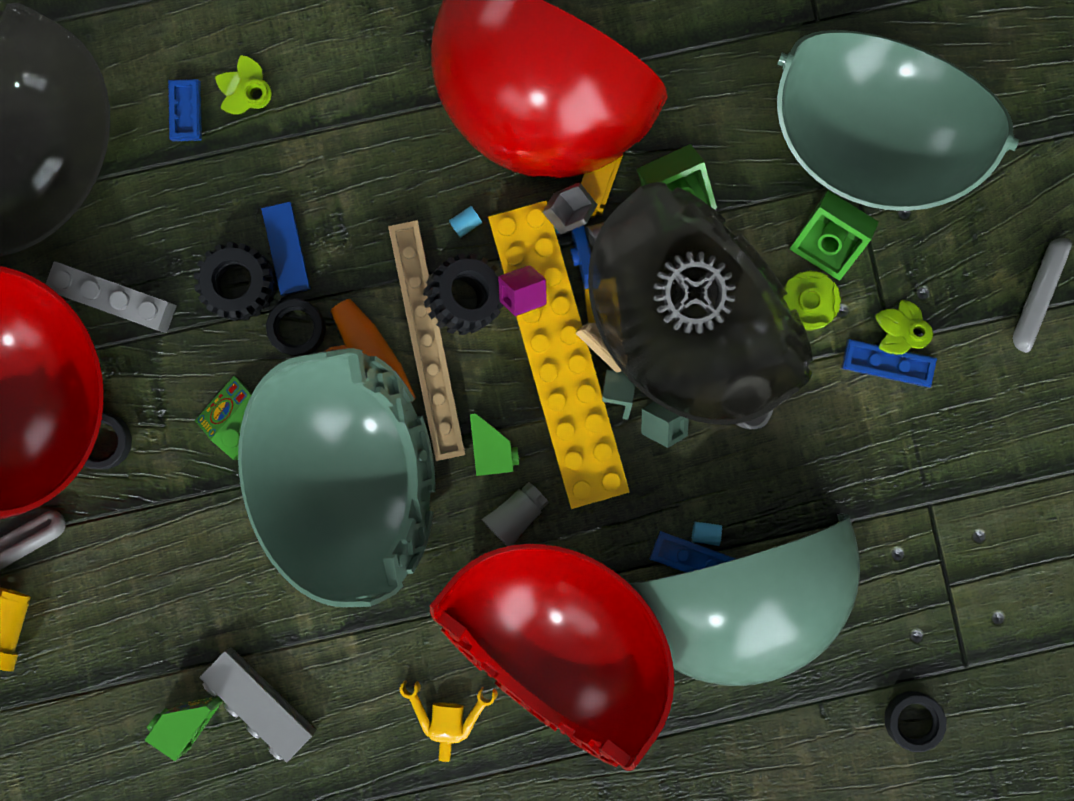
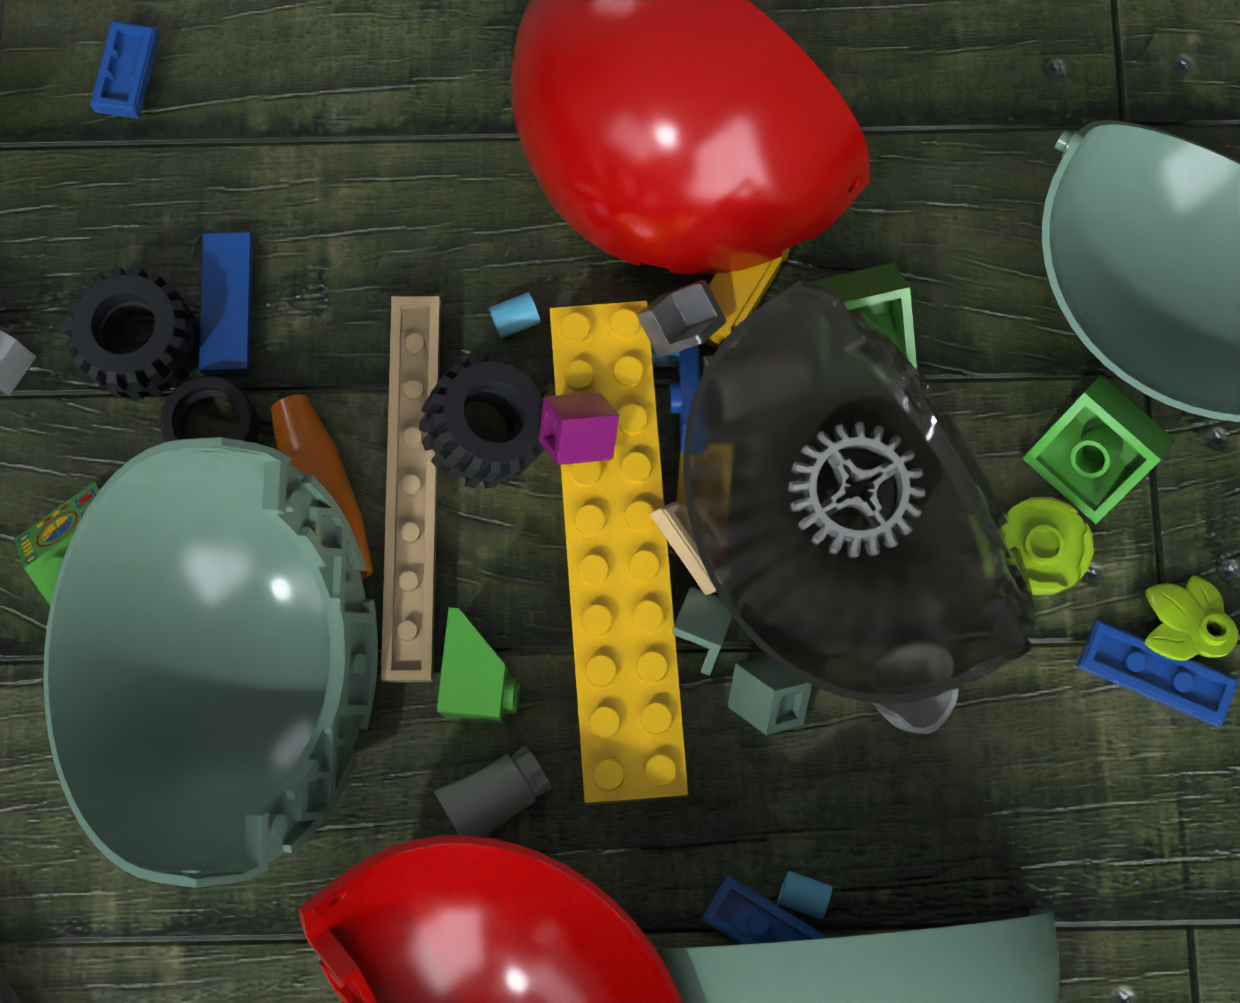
camera: 15 degrees right, 10 degrees down
(240, 86) = (219, 53): lime plate -> none

